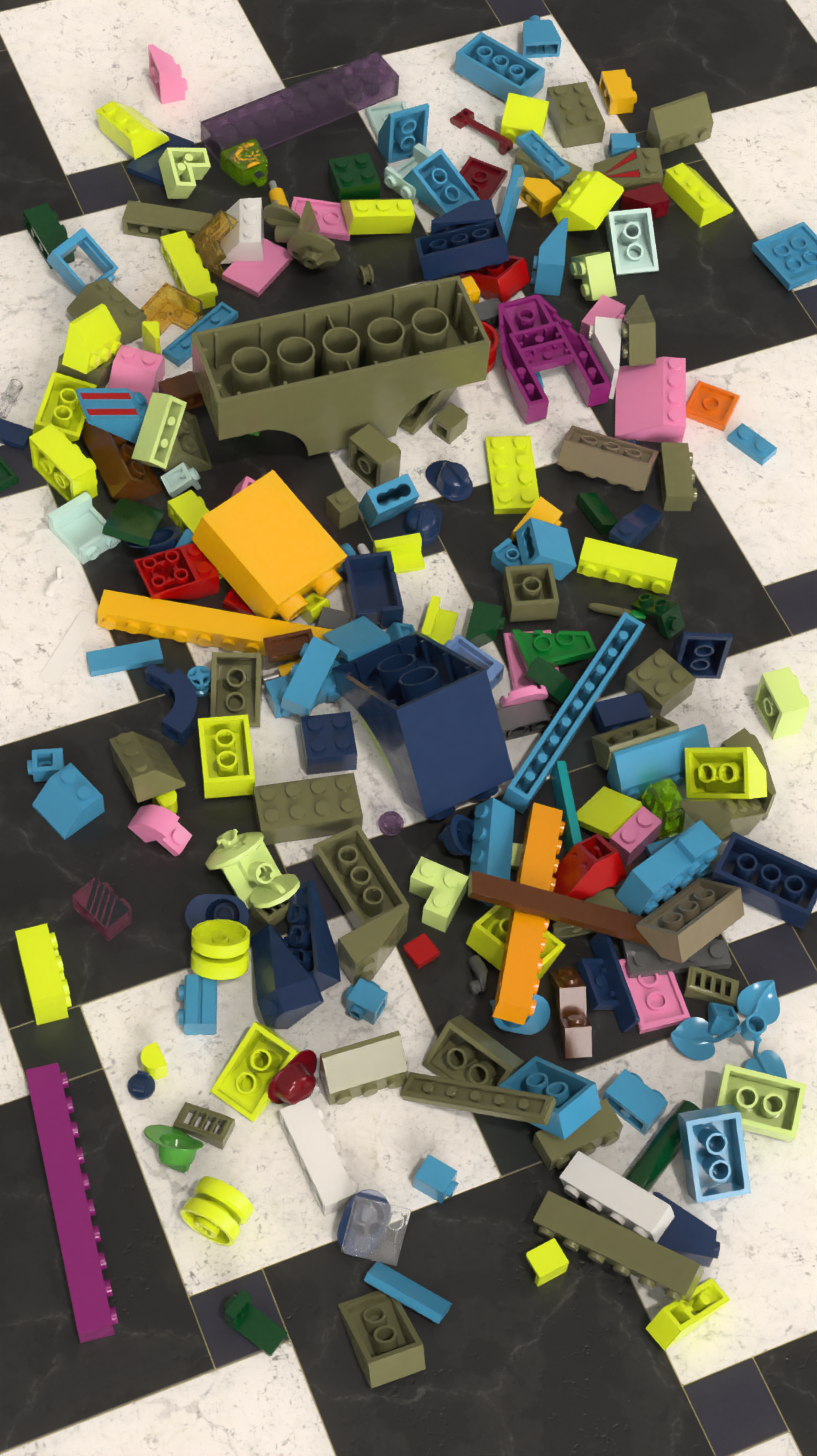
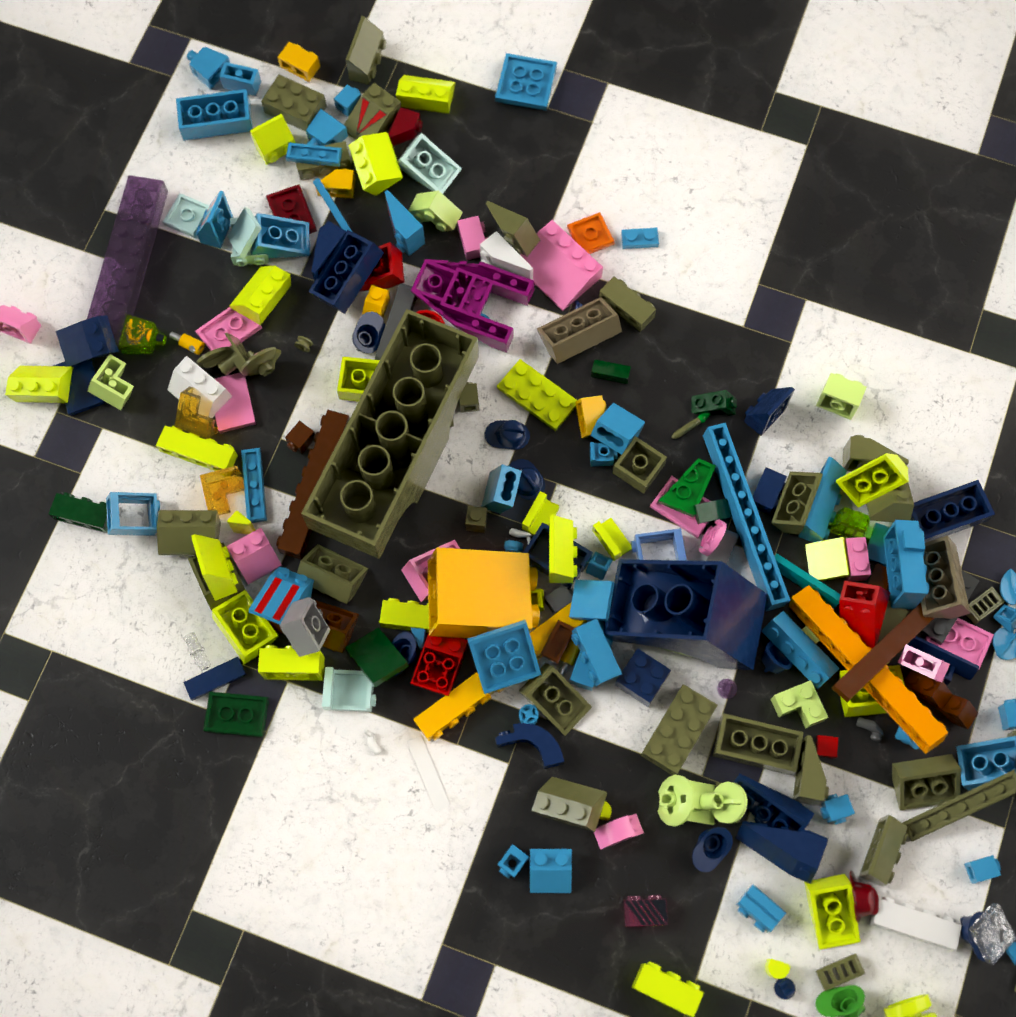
camera: 40 degrees left, 15 degrees up
(102, 434) = (305, 627): none -> light grey hinge
(124, 657) = (469, 746): dark azure tile -> none
(157, 220) = (142, 429): olive brick -> none
(159, 430) = (324, 583): yellowish green brick -> none
(180, 479) = (364, 597): light aqua bracket -> none
(202, 124) = (86, 340): none -> dark blue slope
(220, 949) = (740, 868): neon yellow wheel -> none
(226, 756) = (602, 747): neon yellow brick -> none
(229, 604) = (504, 656): none -> dark azure plate
(353, 178) = (219, 283): dark green brick -> none
(373, 456) = (459, 468): olive brick -> none
(374, 572) = (562, 550): none -> neon yellow slope
(415, 157) = (244, 232): none -> light aqua tile
(466, 117) = (229, 168): dark red hinge -> none
(484, 623) = (635, 511): dark green slope -> none
(555, 62) = (240, 77): none -> dark azure brick
(577, 149) = (325, 130): none -> dark azure torso
(584, 954) = (923, 663): none -> bright pink brick
(626, 566) = (666, 391): neon yellow brick -> none
(635, 527) = (643, 362): dark blue slope -> none
(661, 682) = (766, 449): olive brick -> none

